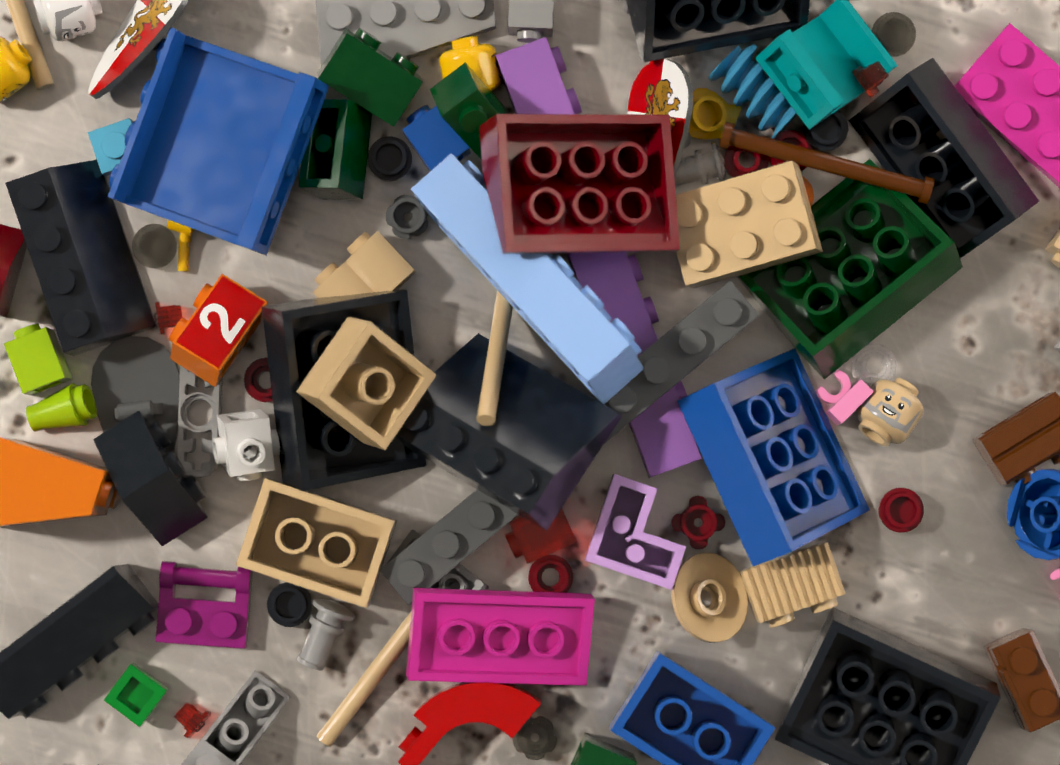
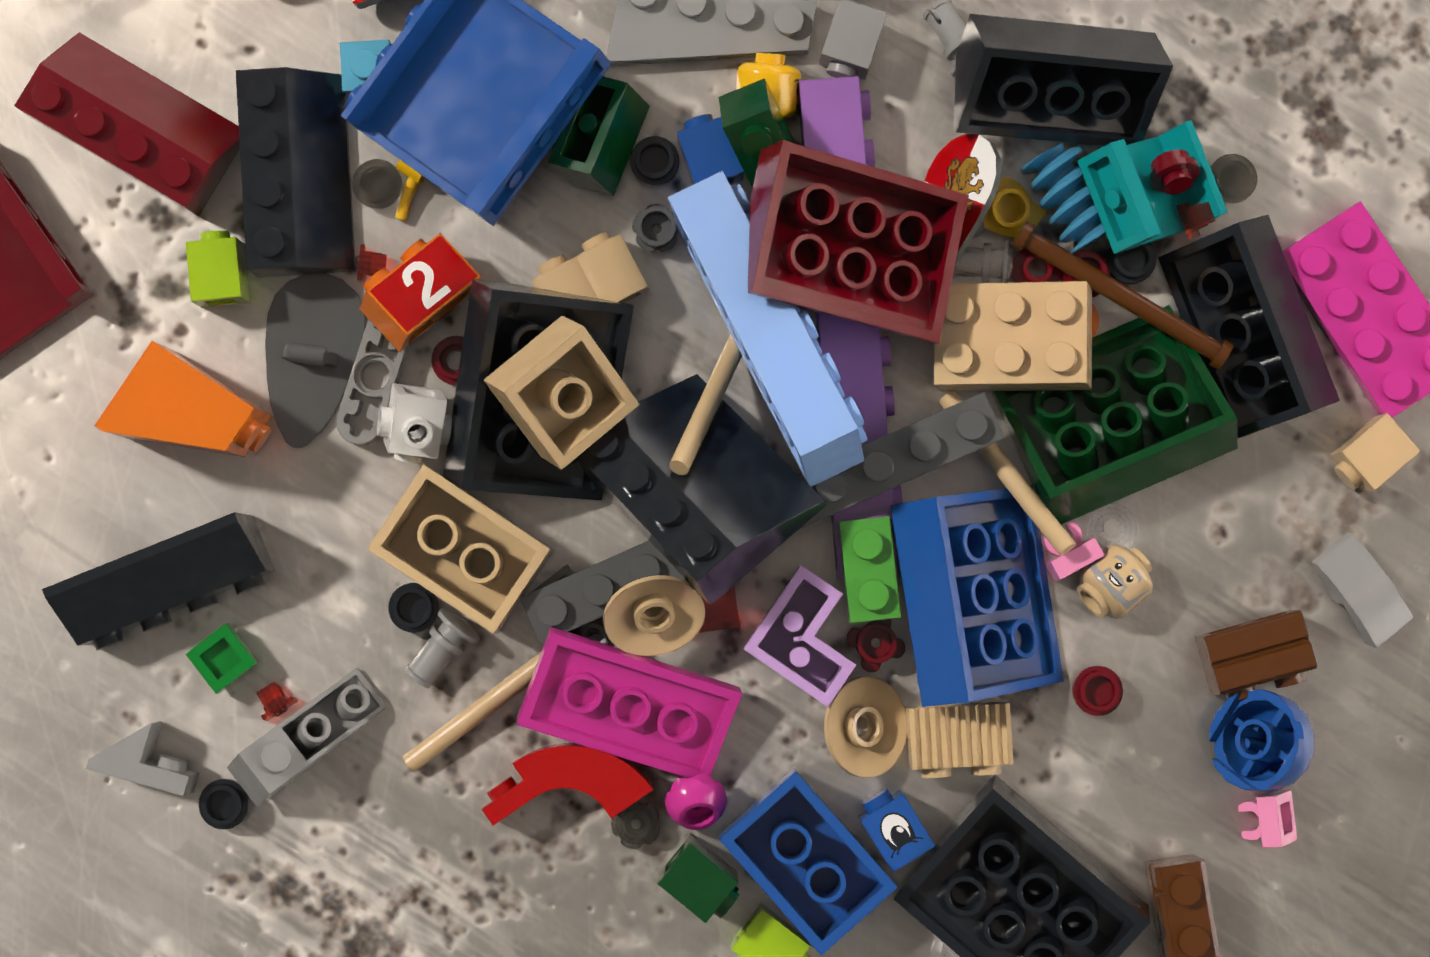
camera: 10 degrees right, 0 degrees up
(65, 408) = (232, 330): lime cone -> none
(151, 477) = (302, 430): black brick -> none
(199, 619) = (315, 598): magenta plate -> none
(371, 76) = (659, 66): dark green brick -> none
(500, 553) = (654, 615): none -> tan dish
(557, 563) = (717, 651): dark red plate -> none
(581, 703) = (696, 801): none -> dark pink plate
(674, 461) = (869, 569): none -> bright green plate
(759, 678) = (895, 828): none -> blue brick
(786, 355) = (1021, 490): none -> tan bar
(841, 43) = (1173, 172): none -> dark red plate

